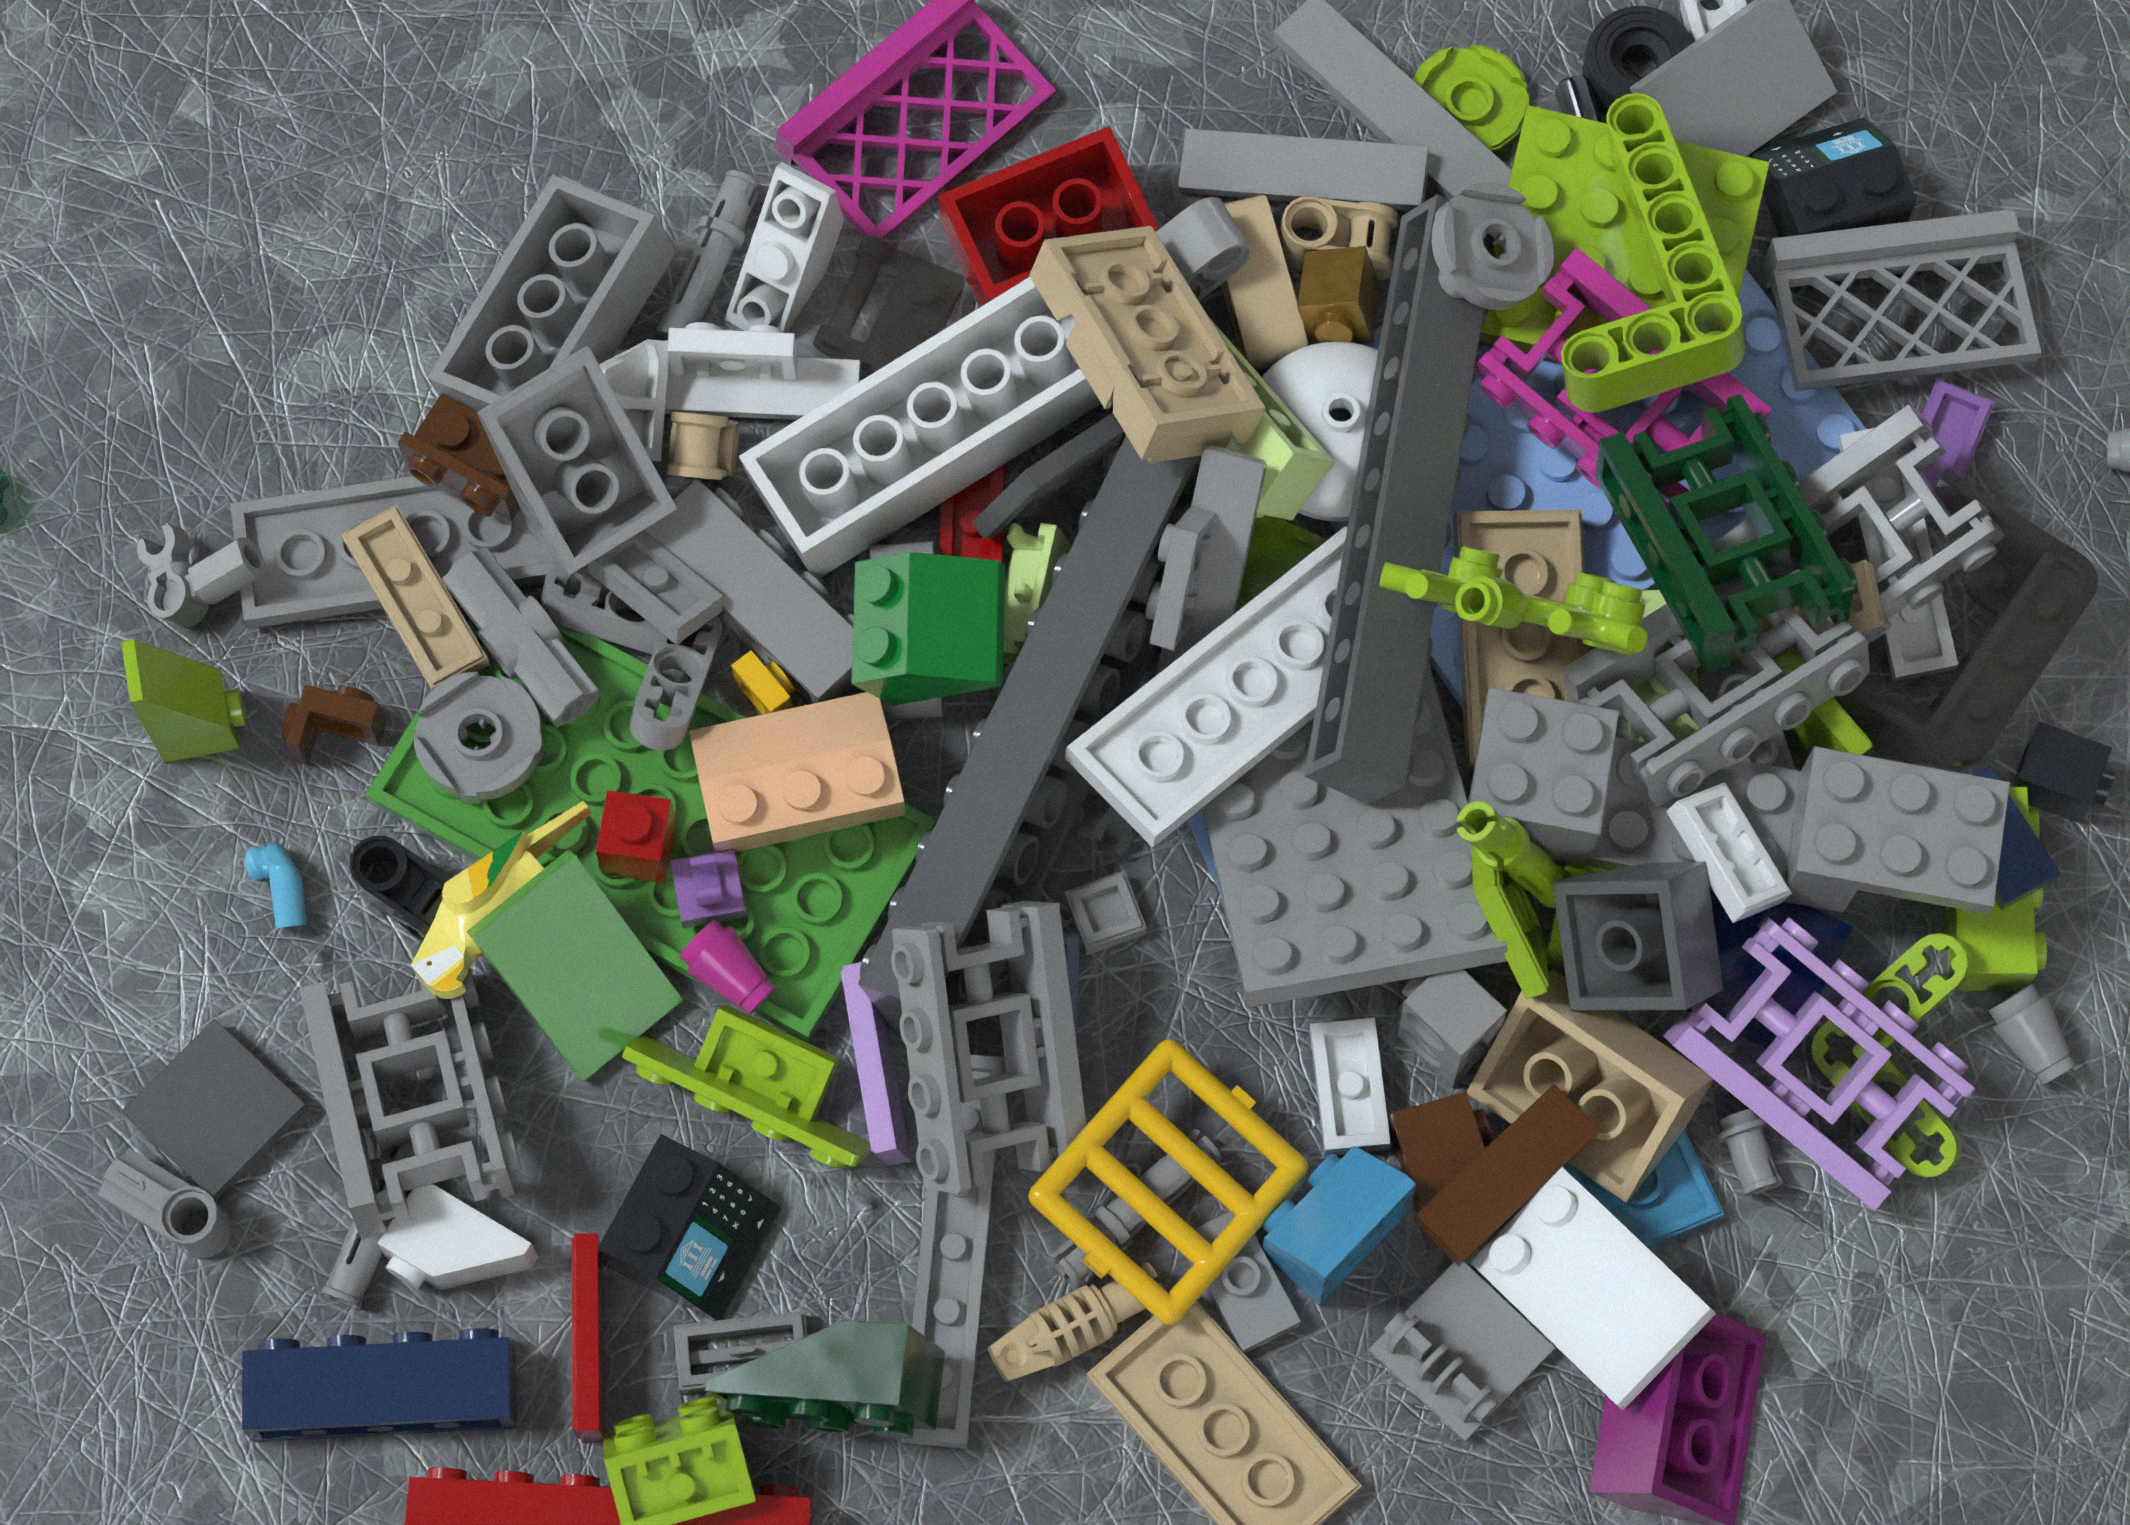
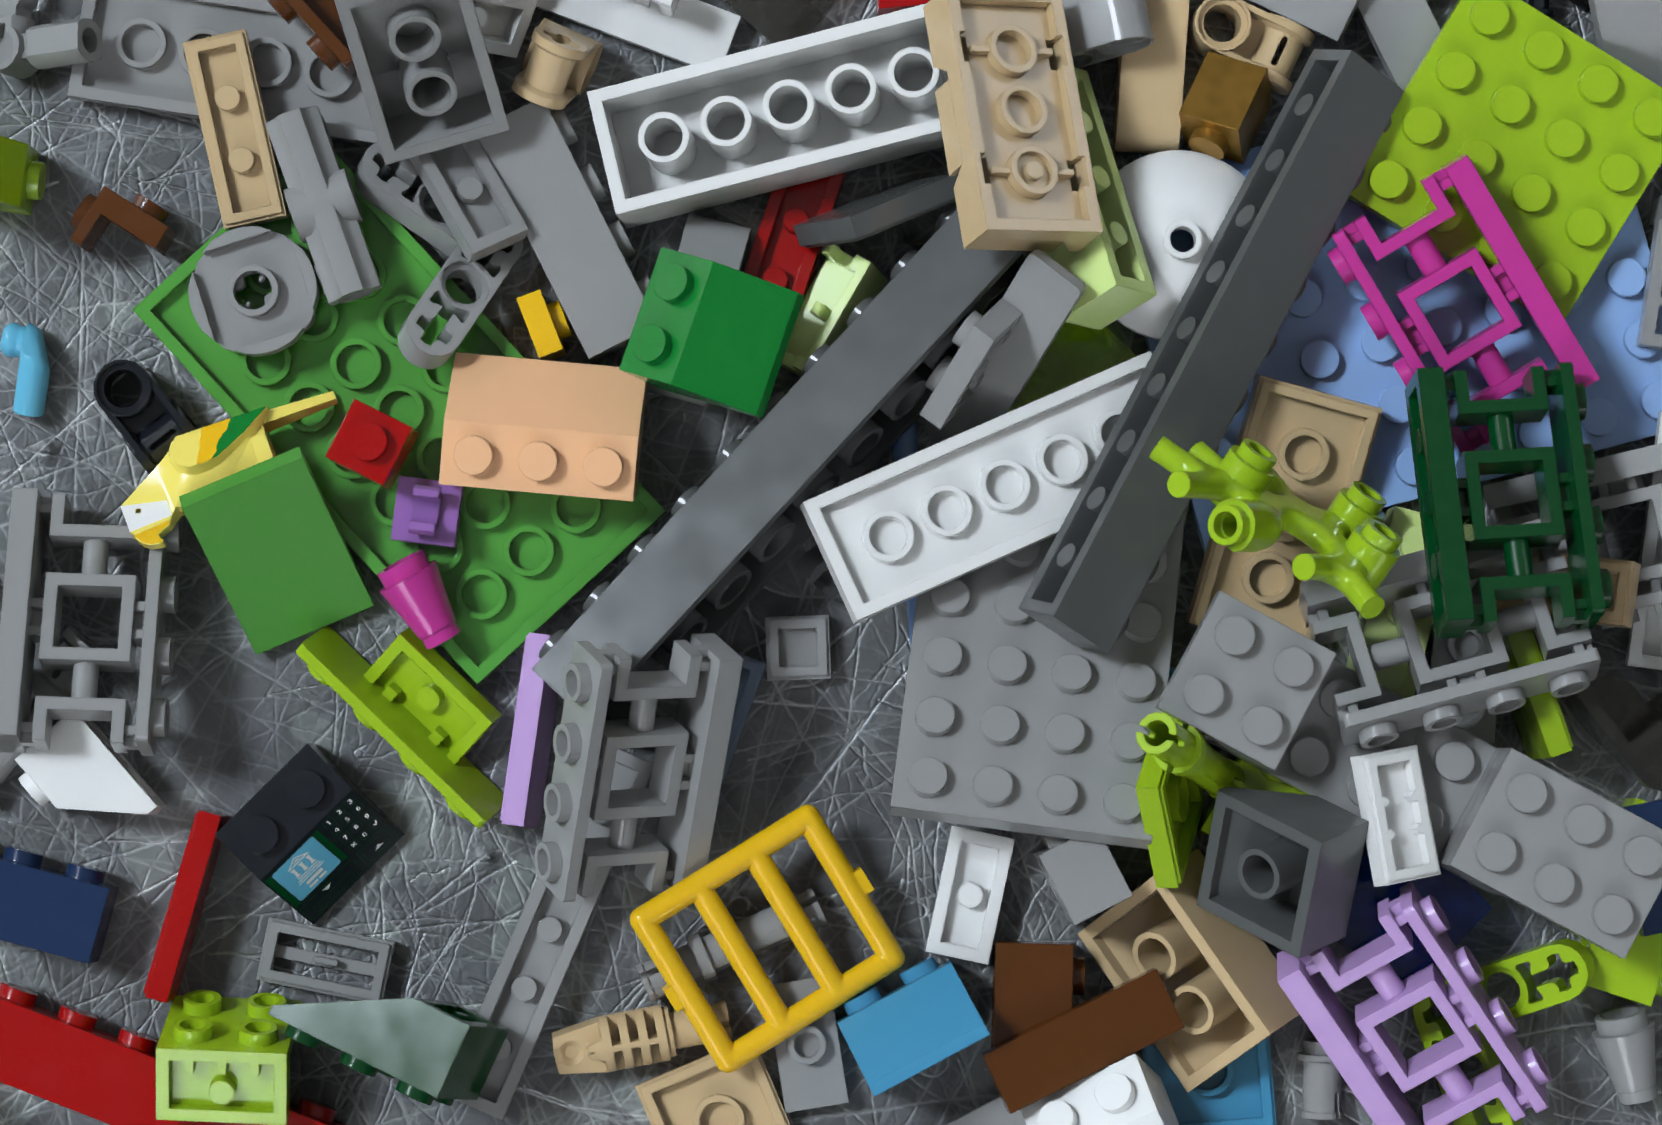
camera: 15 degrees right, 15 degrees up
(1465, 263) = (1352, 118): light grey plate -> none
(1677, 259) = (1559, 203): lime beam -> none

